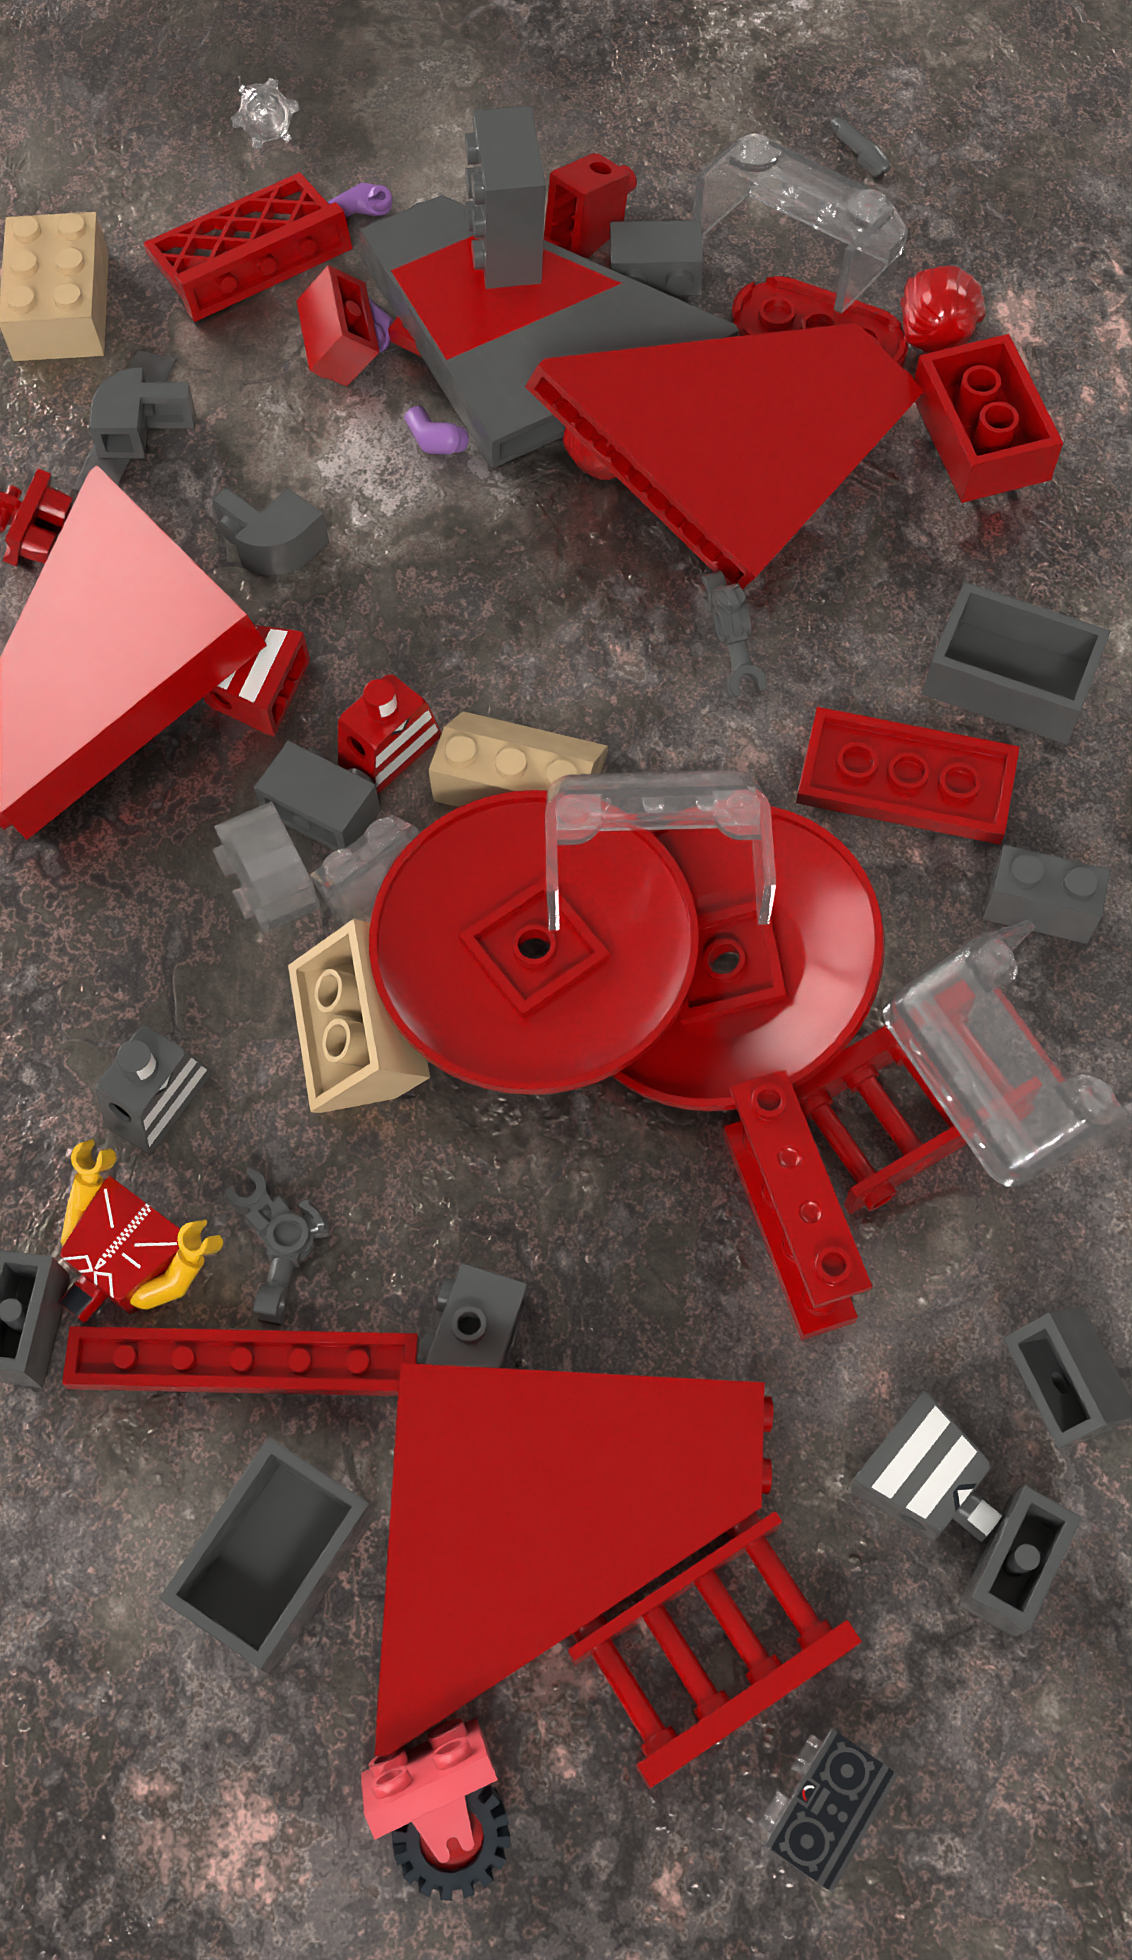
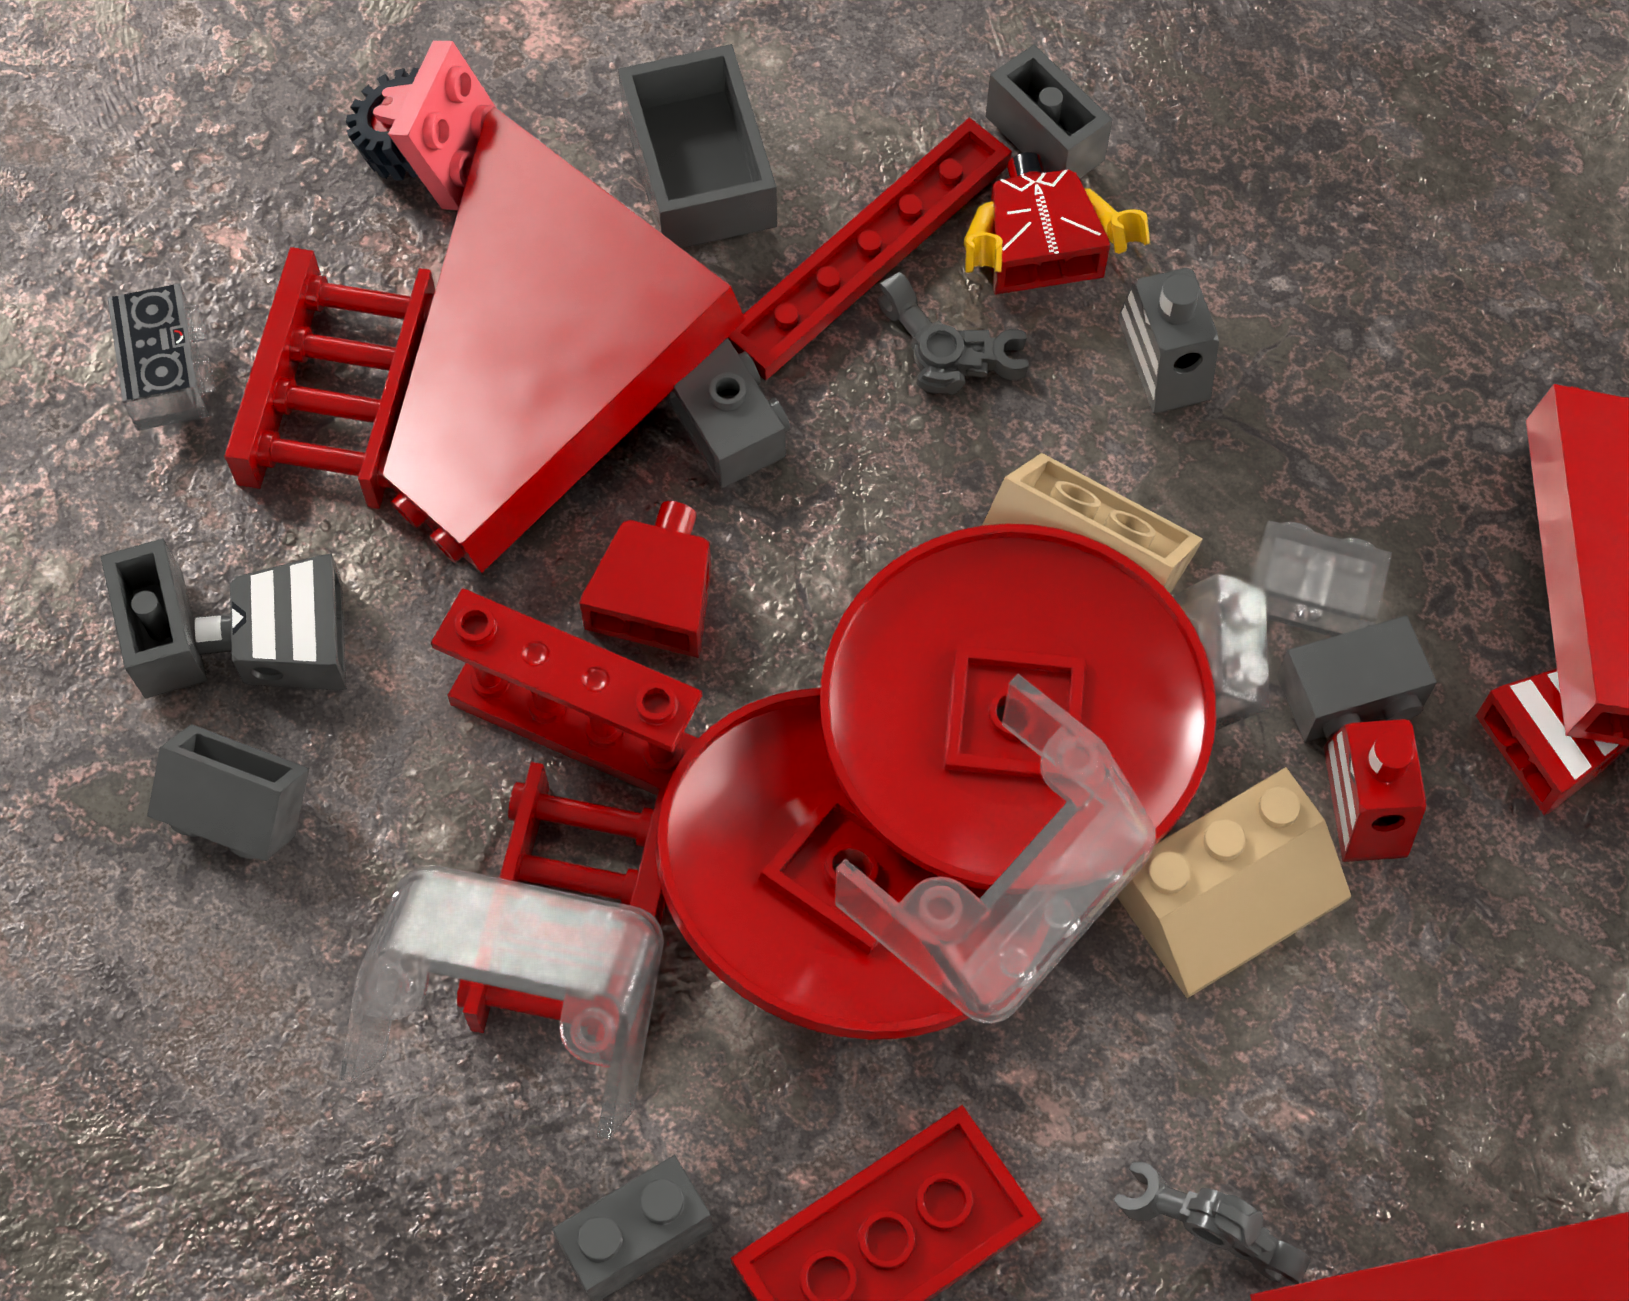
camera: 130 degrees right, 0 degrees up
(649, 1257) = (652, 583): none -> red torso

